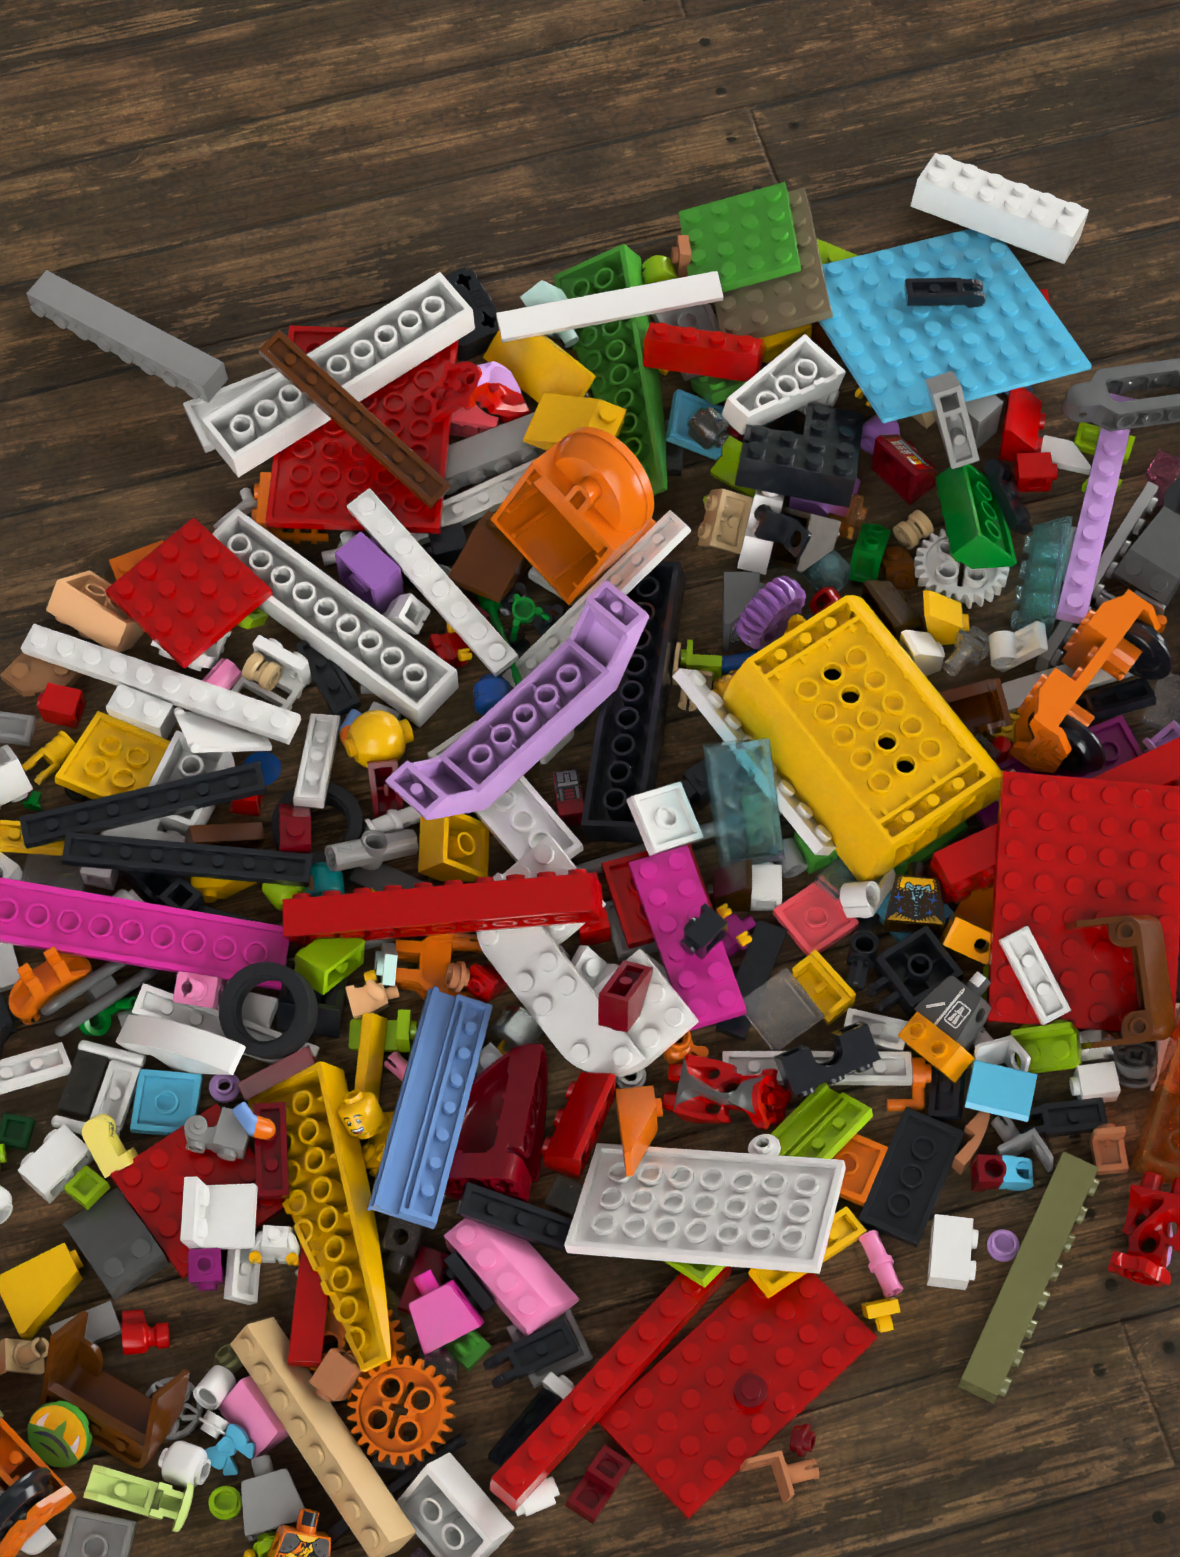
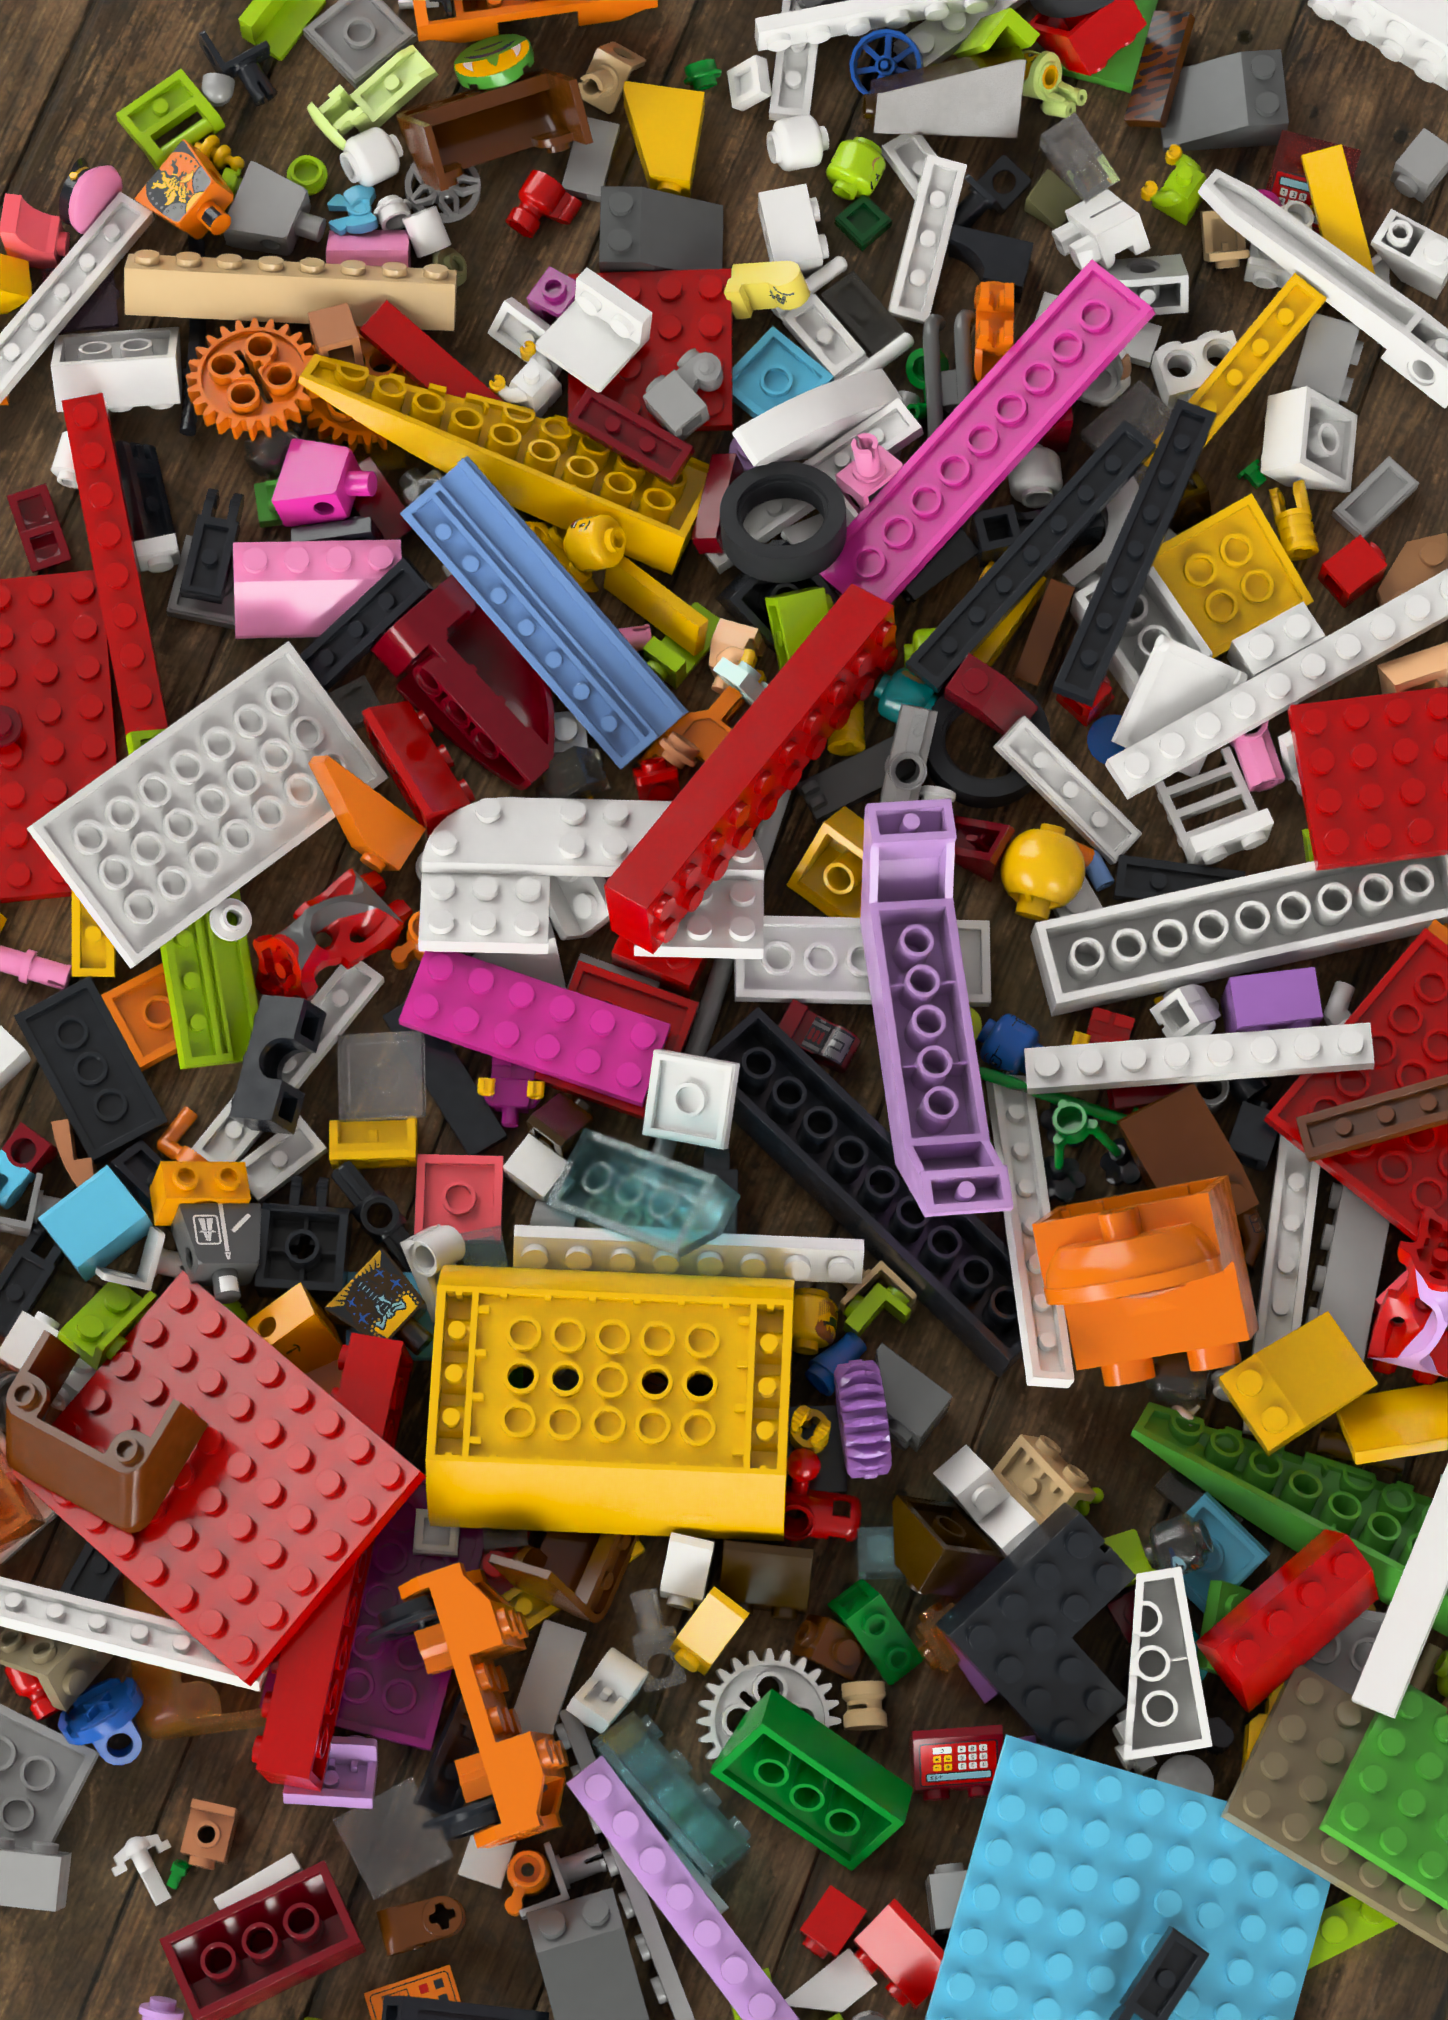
camera: 125 degrees right, 10 degrees up
(86, 1187) = (741, 245): lime plate -> none
(254, 1125) = (660, 420): arm -> none
(262, 671) = (1228, 804): tan wheel -> none
(624, 996) = (501, 881): dark red slope -> none
(703, 932) = (512, 1026): black brick -> none
(781, 529) = (967, 1507): black bracket -> none
(952, 419) = (949, 1824): light grey slope -> none
(1007, 496) = (822, 1859): black hinge -> none
(1034, 975) = (181, 1347): white tile -> none

